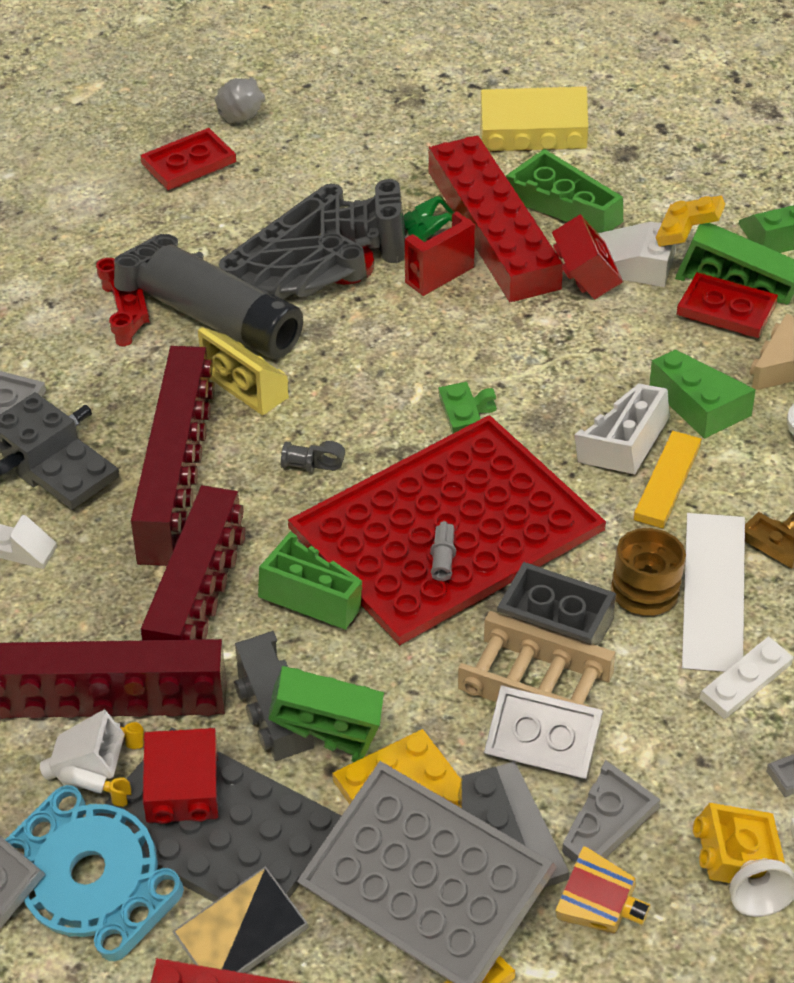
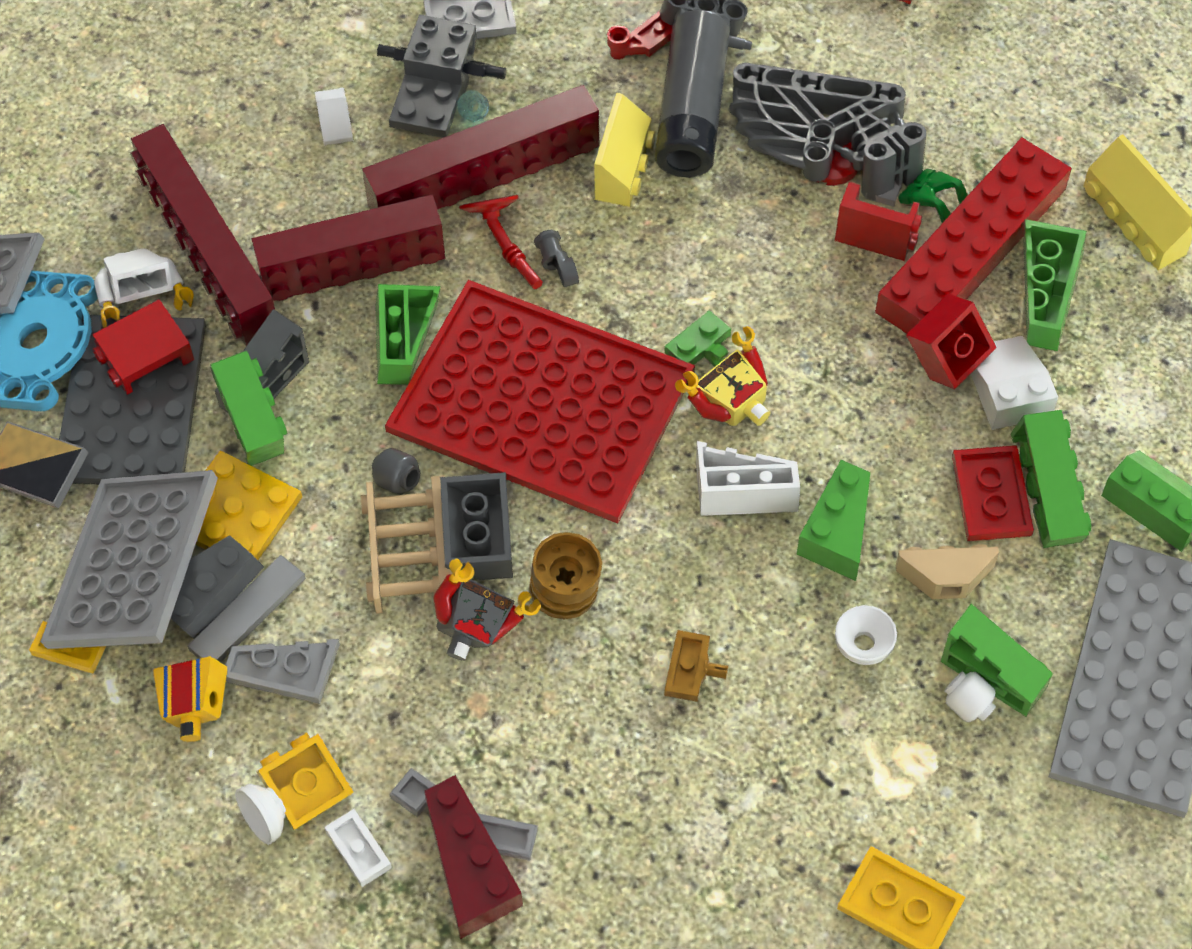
camera: 60 degrees right, 15 degrees up
(128, 453) = (466, 104): none -> clear light blue plate
(226, 474) = (511, 253): none -> red dish
(443, 552) = (493, 408): light grey axle -> none
(452, 648) = (395, 471): none -> dark grey head
(526, 400) = (731, 388): none -> torso
(544, 732) = (337, 579): plate -> none
(645, 642) = (474, 612): none -> torso
(667, 479) = (716, 545): yellow tile -> none
(684, 215) = (1056, 392): yellow plate -> none
(713, 592) = (591, 642): white sticker -> none
(746, 677) = (505, 711): white plate -> none

